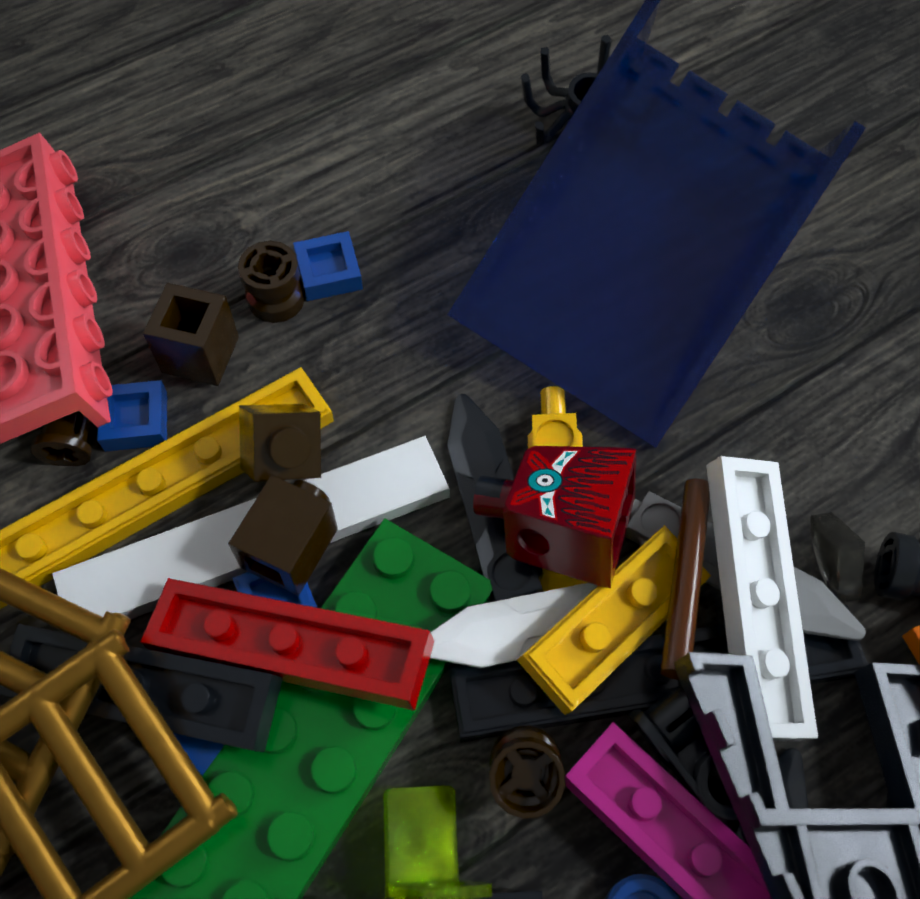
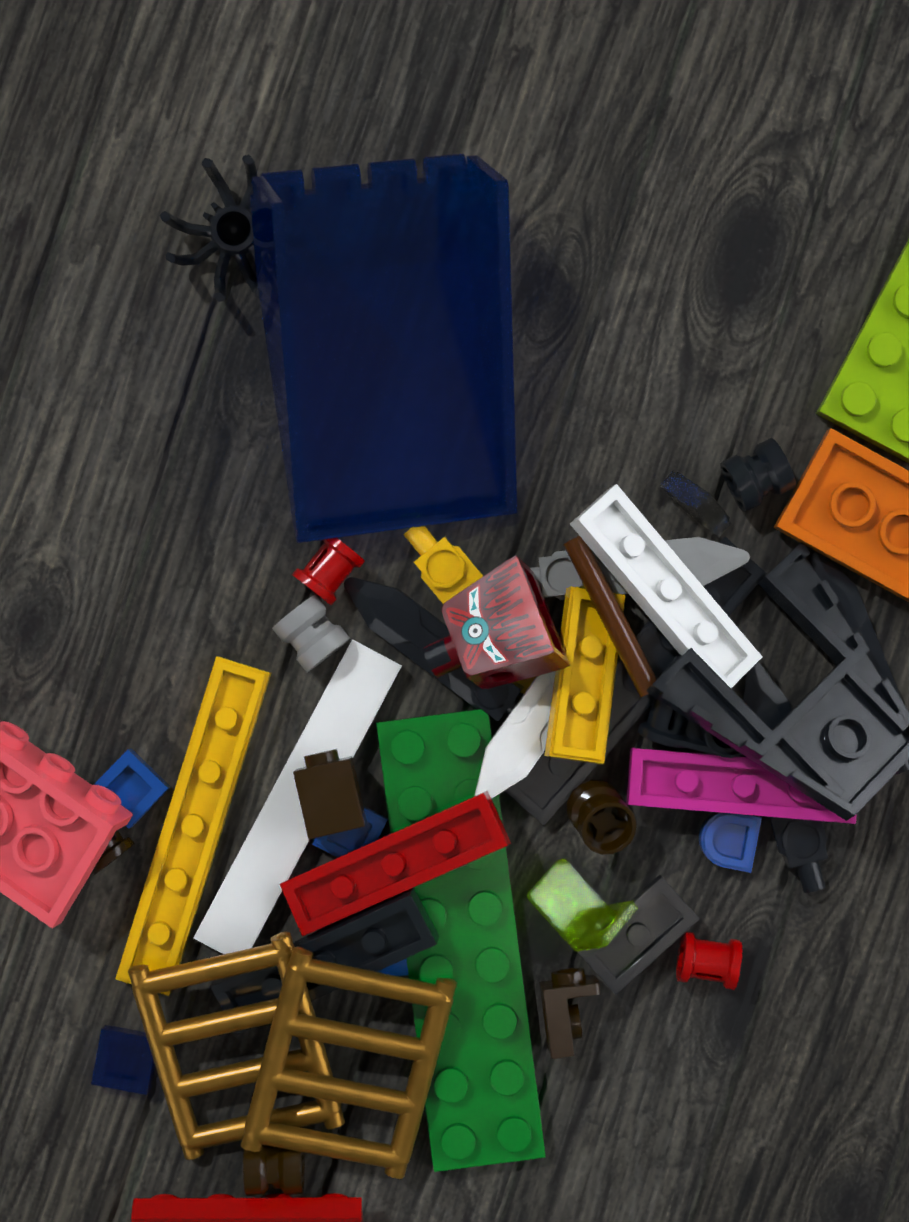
camera: 40 degrees left, 25 degrees up
(192, 334) = (125, 703): dark brown brick -> none
(271, 281) = (142, 612): dark brown wheel -> none
(280, 441) = (265, 735): dark brown brick -> none
(328, 266) = (154, 552): blue tile -> none
(394, 407) = (311, 633): none -> light grey wheel
(455, 367) = (329, 569): none -> red bush

